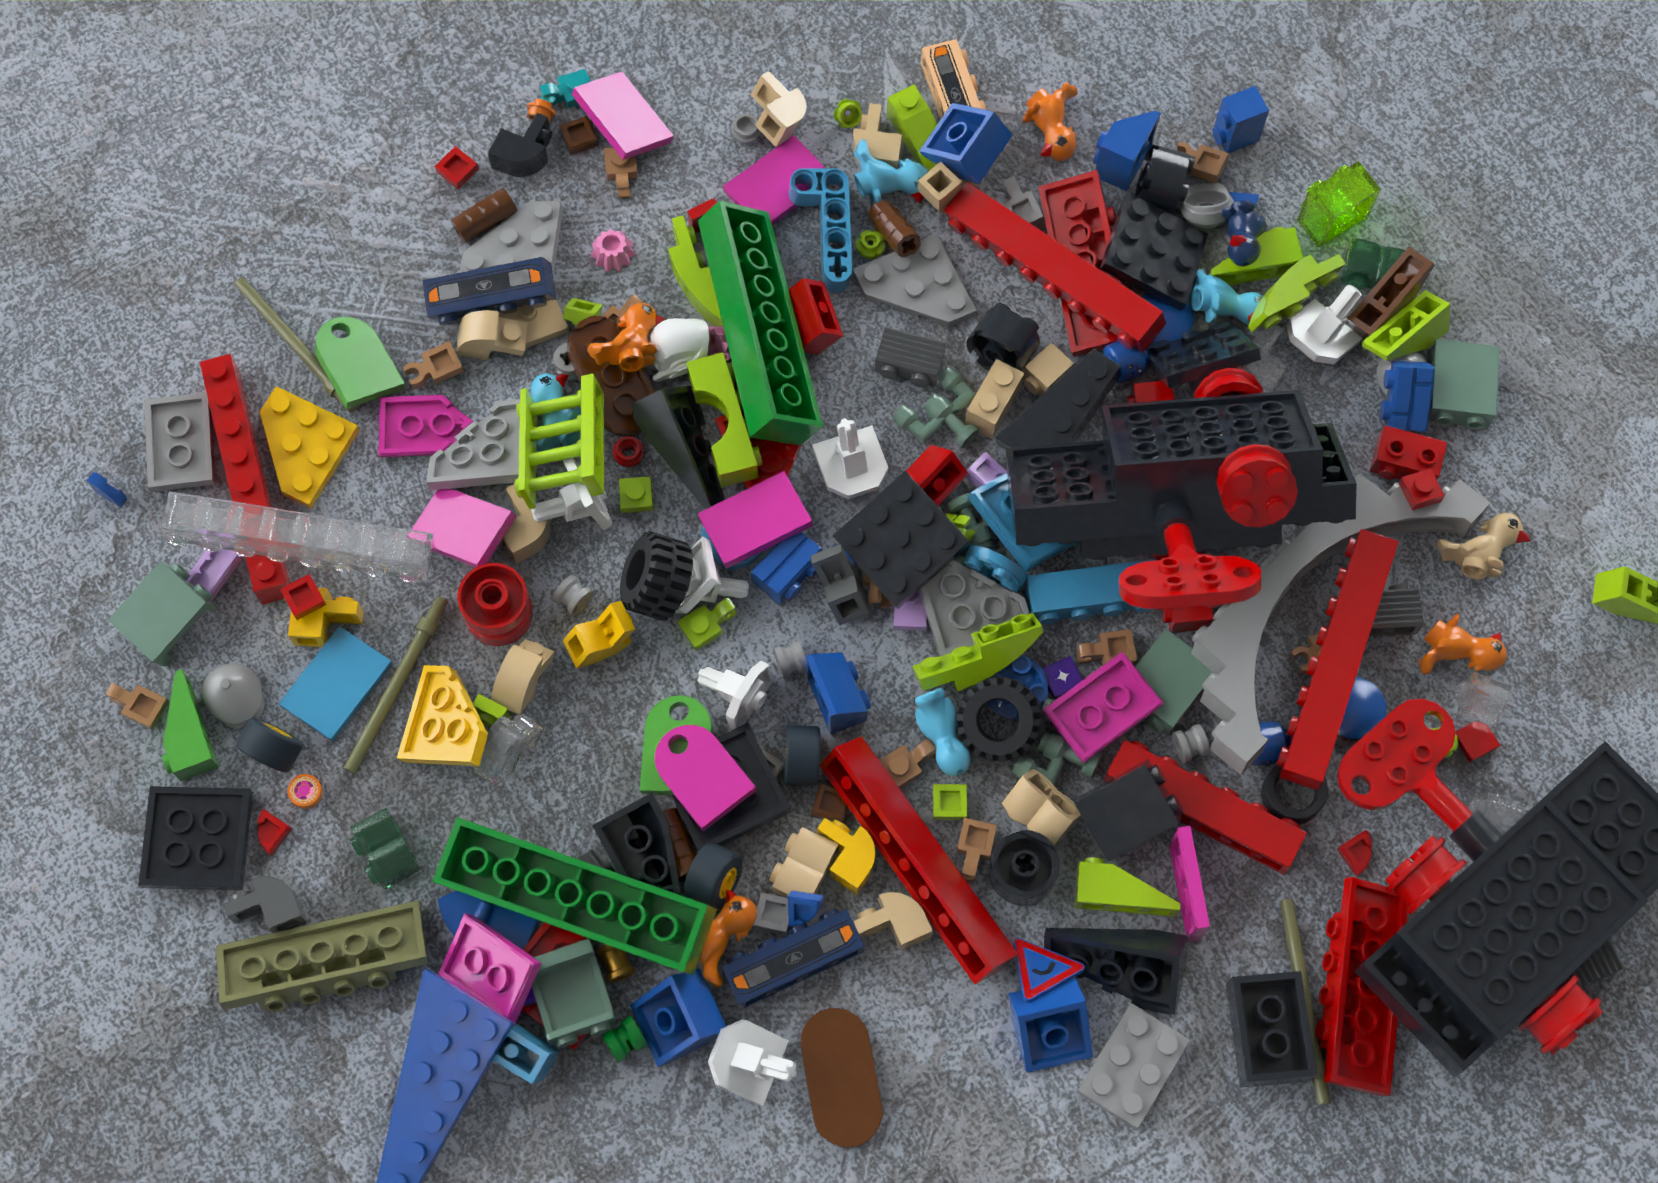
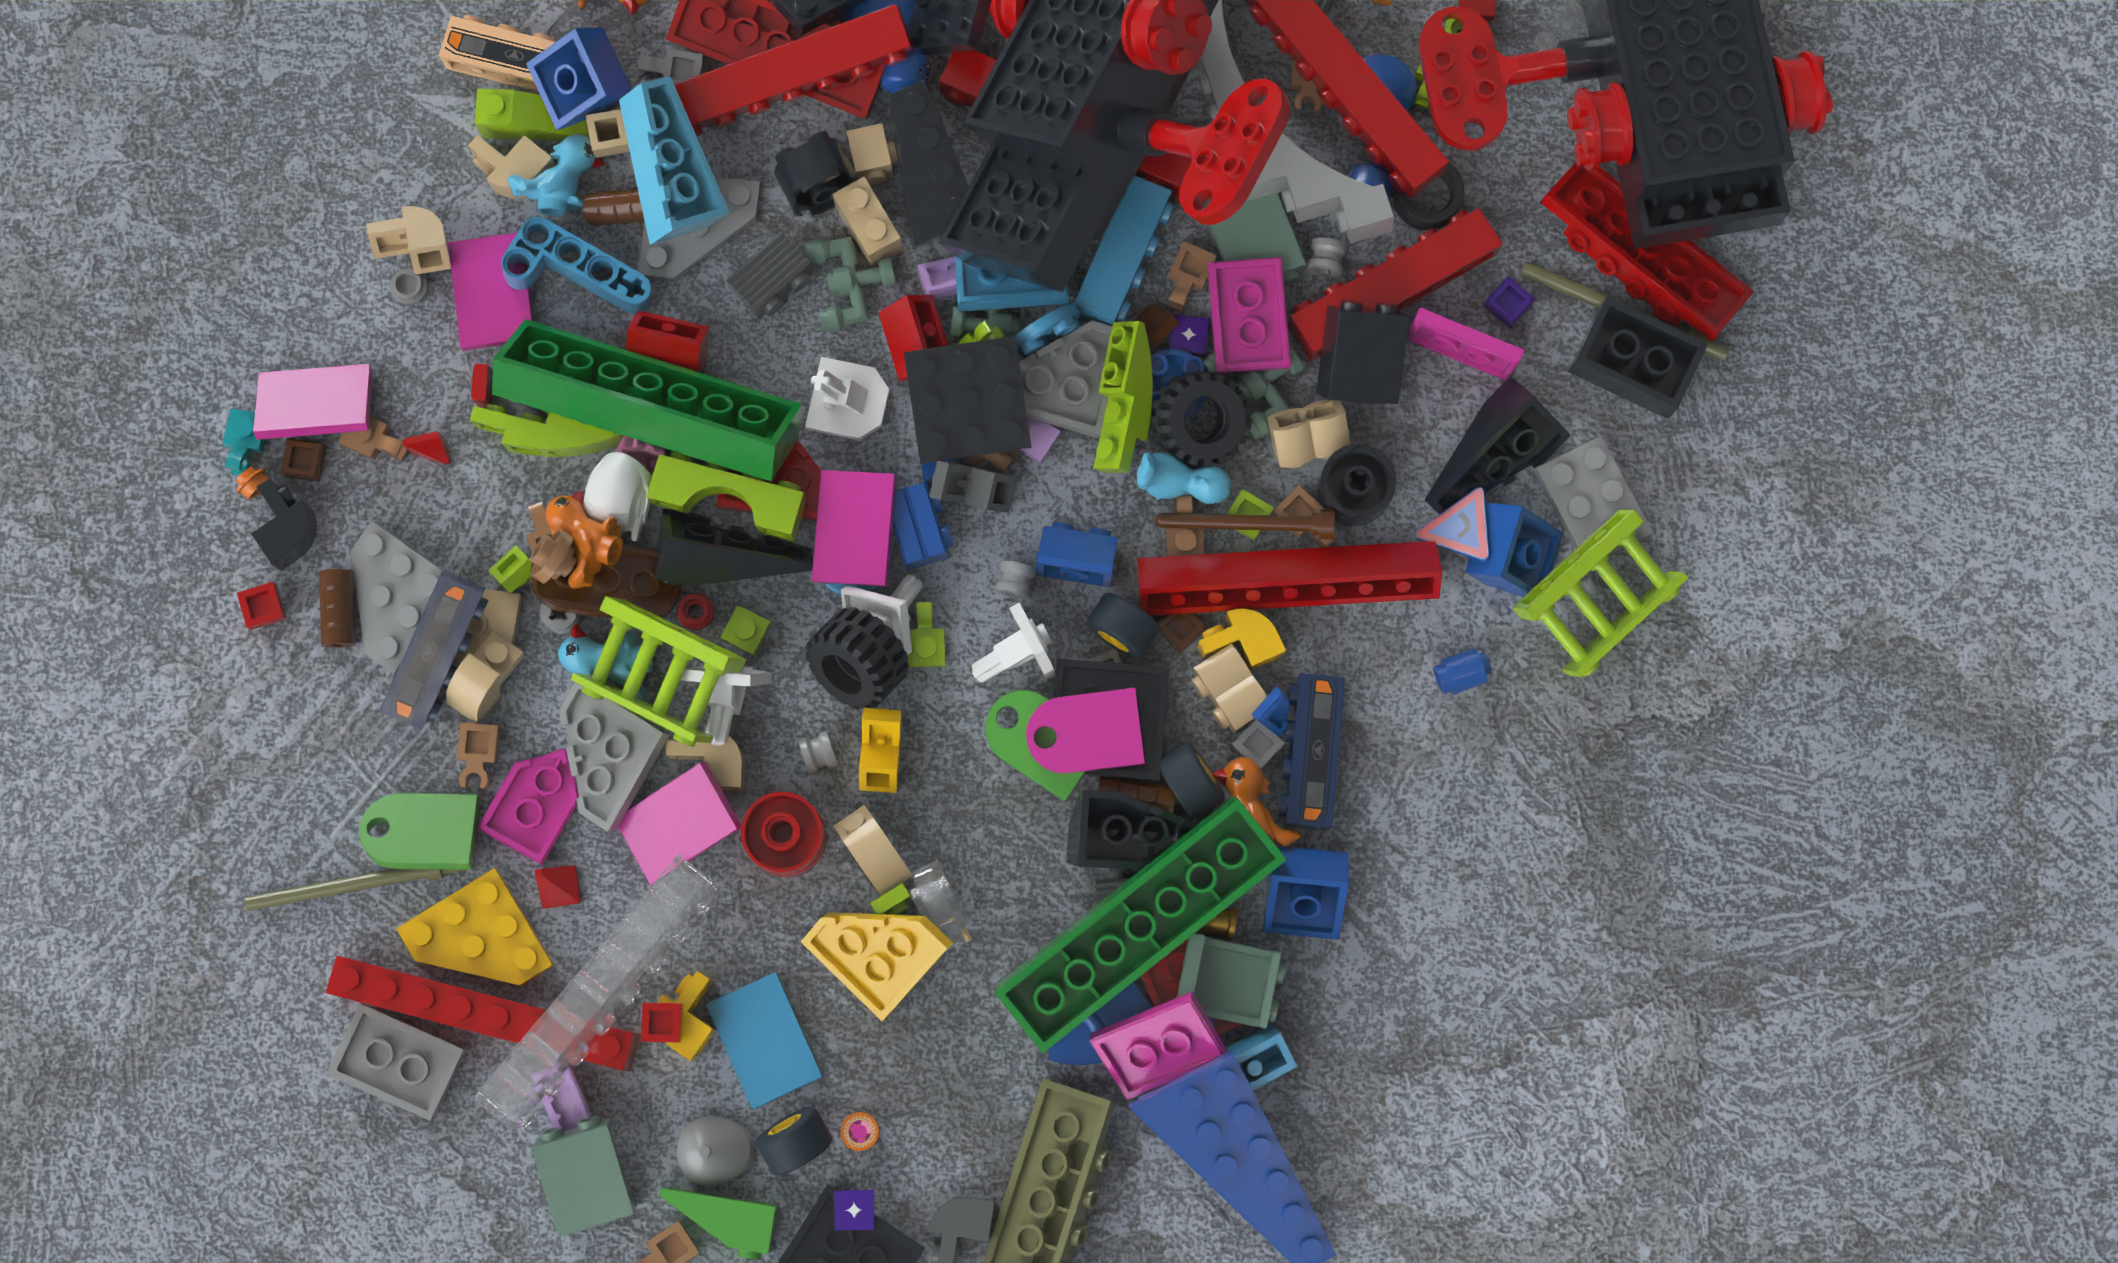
camera: 60 degrees left, 10 degrees up
(100, 487) = (399, 1168): blue tile -> none
(240, 817) = (854, 1210): none -> dark purple tile
(271, 831) = (885, 1187): red tile -> none
(369, 476) = (558, 886): none -> red slope
(384, 849) = (969, 1083): clear green brick -> none
(425, 628) = (761, 918): olive bar -> none
(600, 323) = (553, 557): none -> medium nougat plate
(612, 250) = (459, 501): bright pink piece -> none
(624, 1039) = (1297, 954): green wheel -> none
(639, 207) = (429, 446): none -> red slope
(748, 1061) = (1388, 849): white piece -> none
(841, 1078) = (1449, 774): reddish brown tile -> none
(854, 116) = (460, 174): lime plate -> none
(870, 251) = (622, 249): lime plate -> none
(899, 913) = (1334, 625): tan brick -> none
(928, 1038) = (1462, 671): none -> blue brick
(938, 237) = (668, 163): none -> medium azure wedge
(973, 856) = (1319, 524): none -> reddish brown piece
(1051, 646) = (1157, 324): none -> reddish brown tile
(1084, 1086) = (1566, 580): none -> lime fence
(1115, 890) = (1422, 416): lime slope -> none
(1251, 905) = (1509, 302): none -> dark purple tile
(1357, 852) = (1516, 175): red tile -> none

